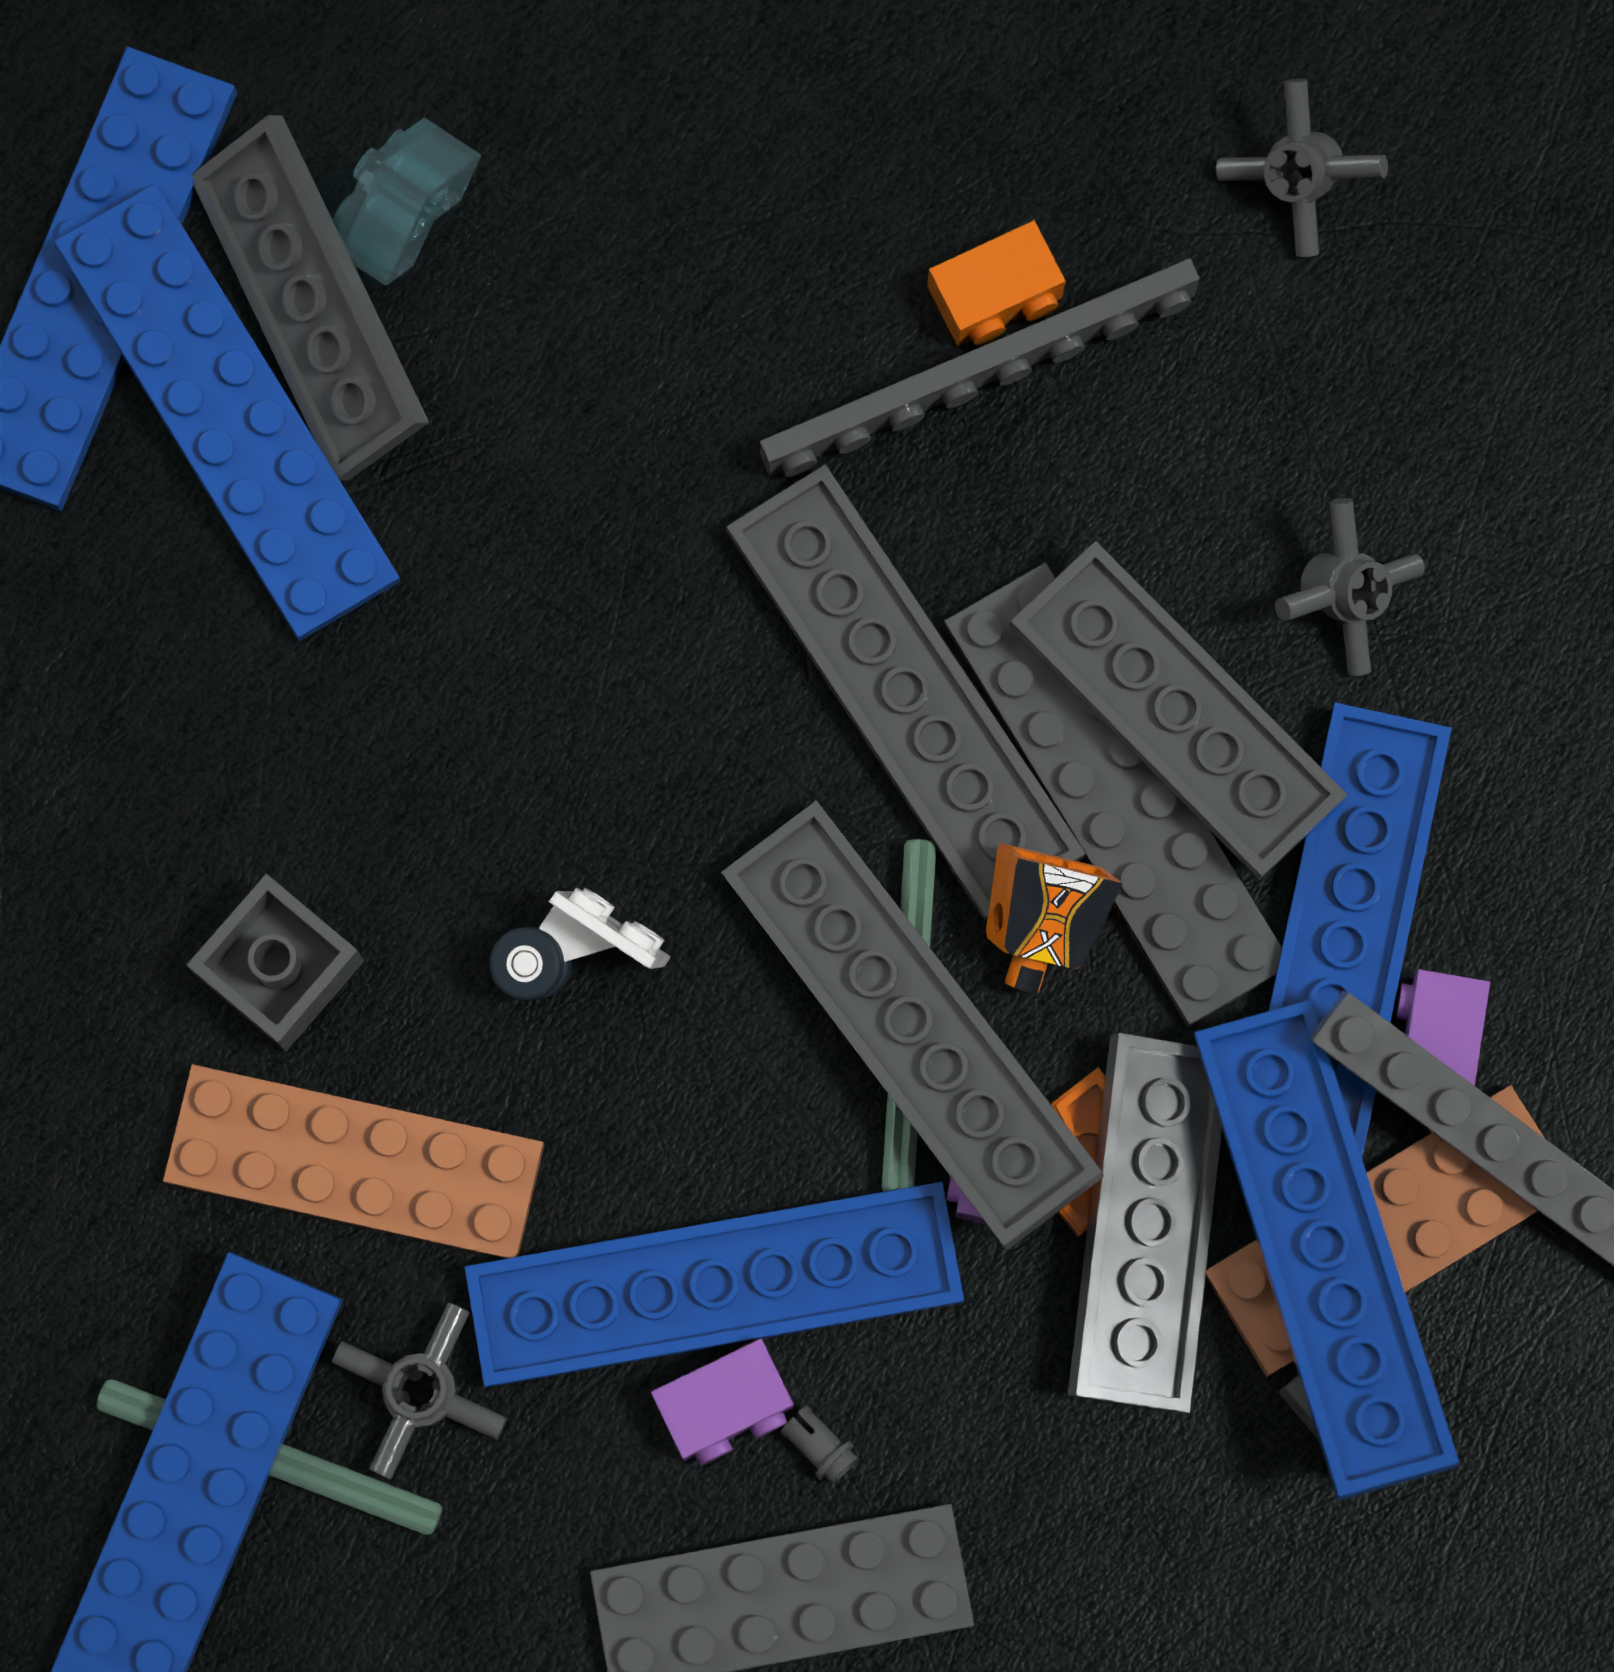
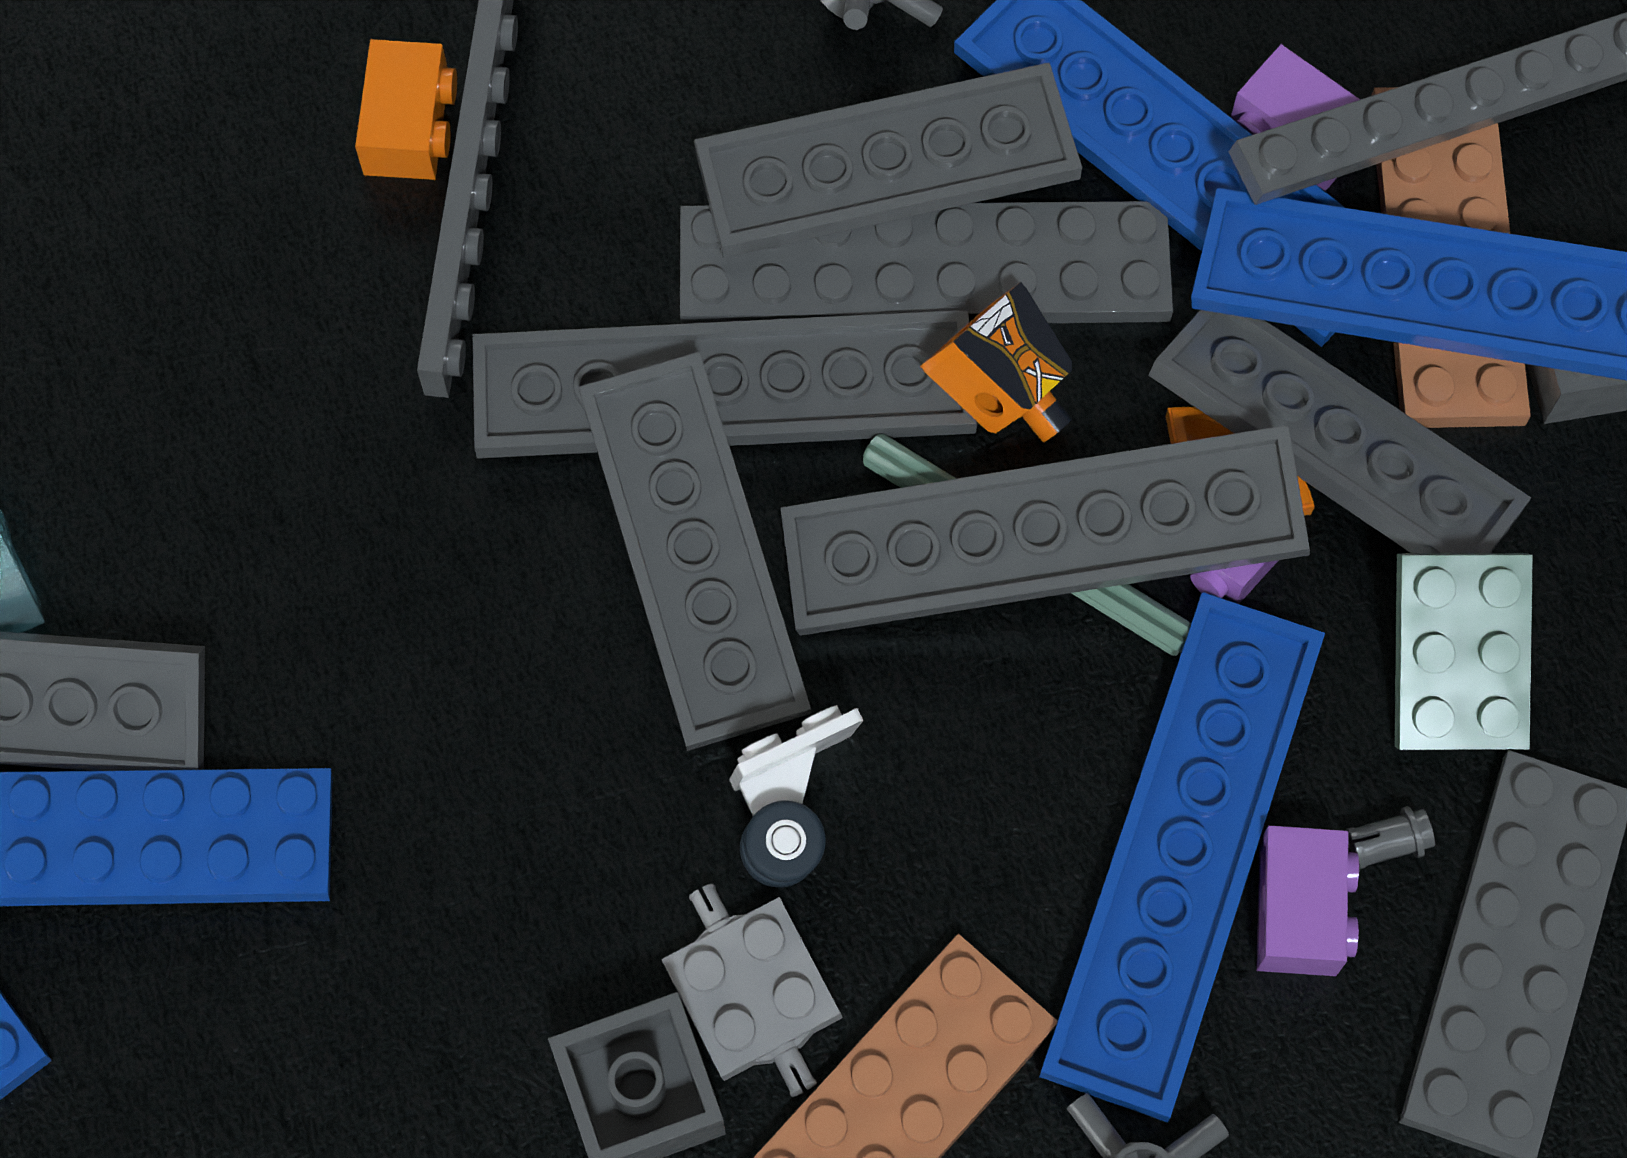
camera: 60 degrees left, 10 degrees down
(409, 1006) = (752, 989): none -> light grey plate
(738, 751) = (694, 551): none -> dark grey plate
(1009, 1421) = (1463, 651): none -> plate

